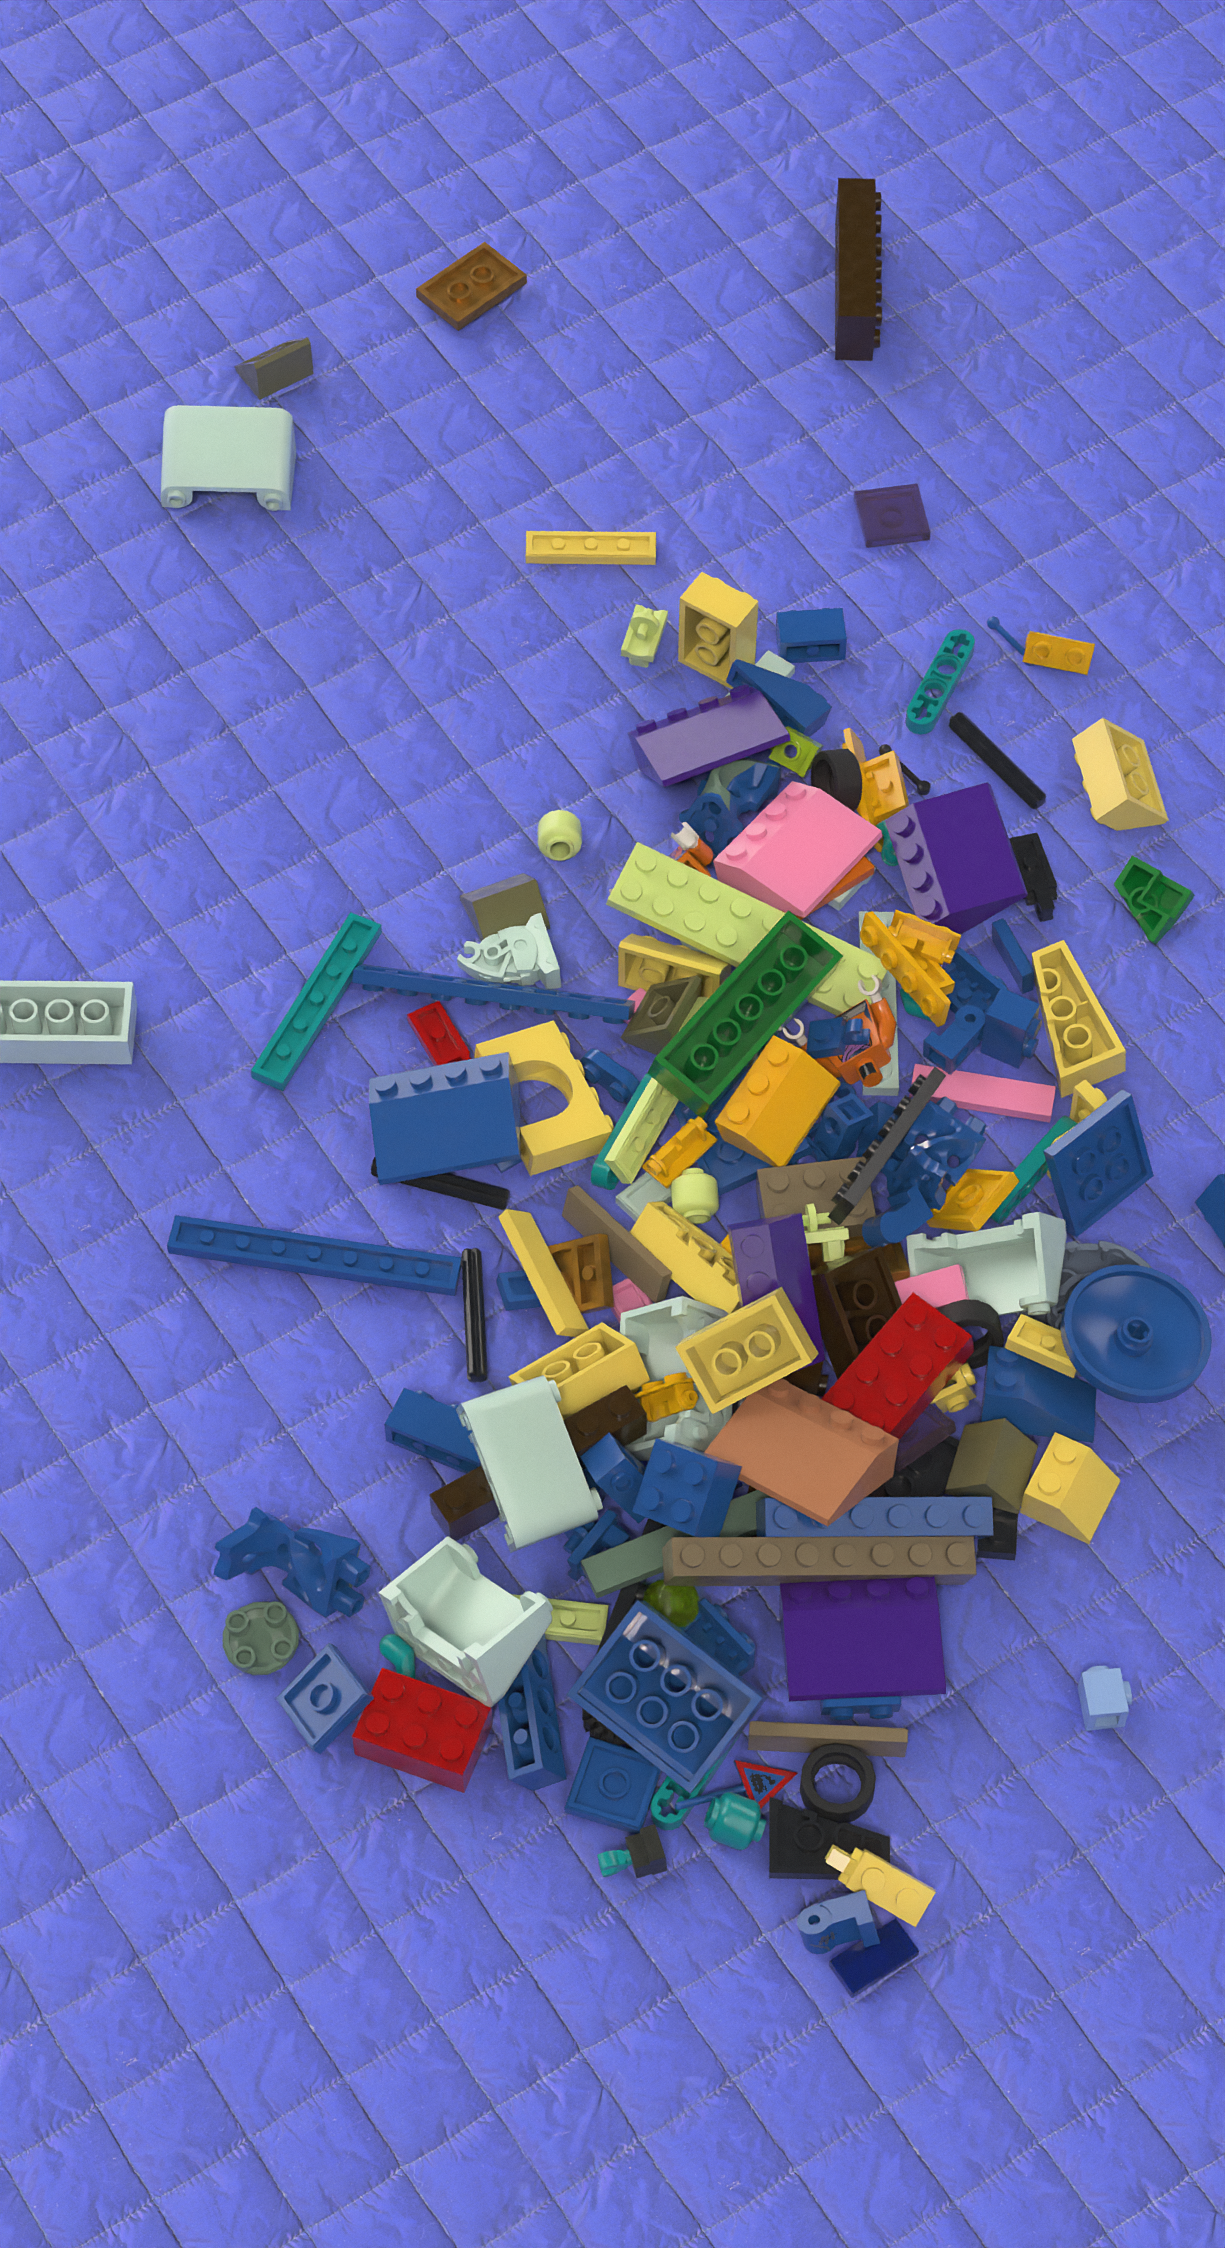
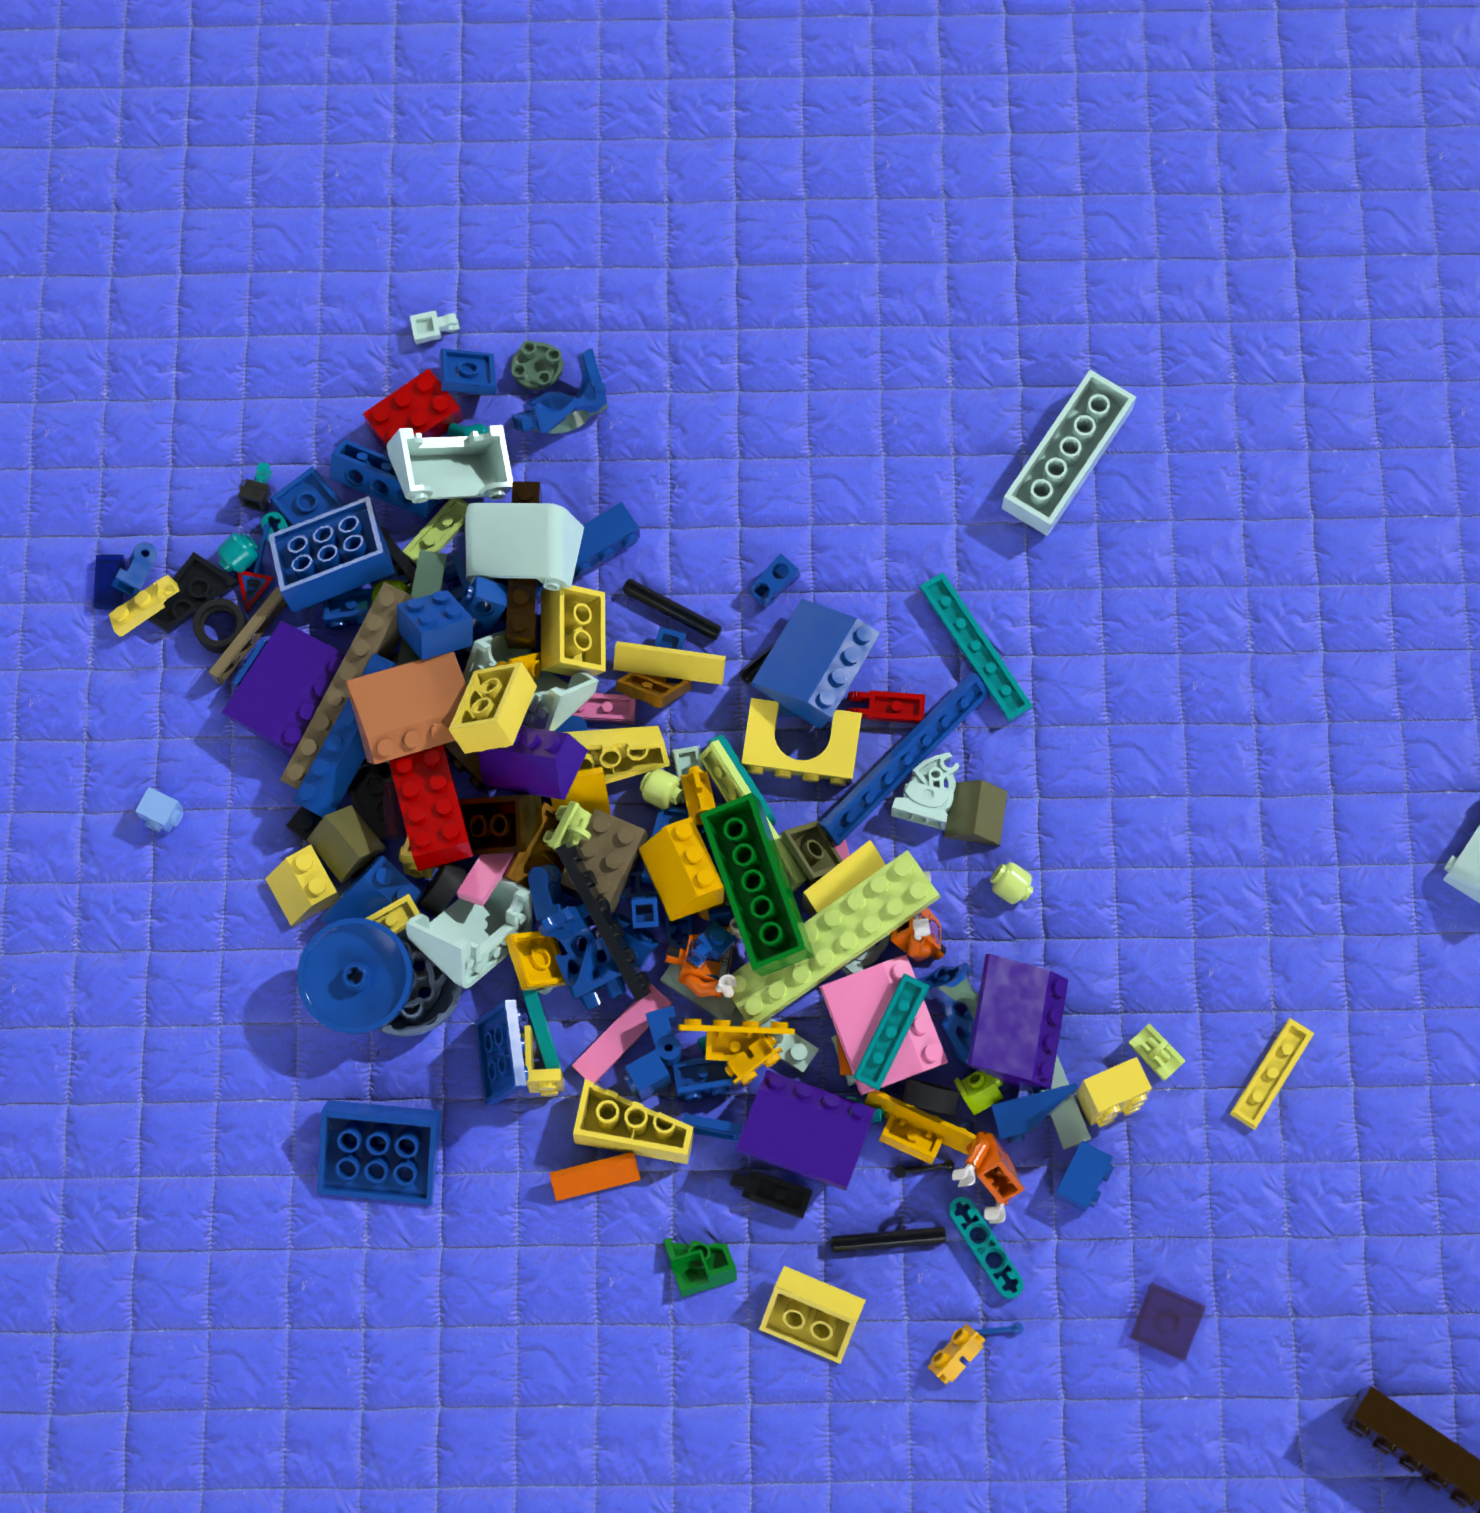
camera: 125 degrees right, 15 degrees up
(285, 1793) = (428, 326): none -> light aqua plate
(314, 1255) = (777, 537): blue plate -> none
(372, 1225) = (774, 581): none -> blue leg
(610, 1075) = (801, 792): blue plate -> none
(624, 1249) = (658, 718): dark tan tile -> none
(804, 826) = (891, 1032): none -> teal tile
(864, 696) = (995, 1172): none -> orange torso
(1144, 1030) = (594, 1176): none -> orange tile

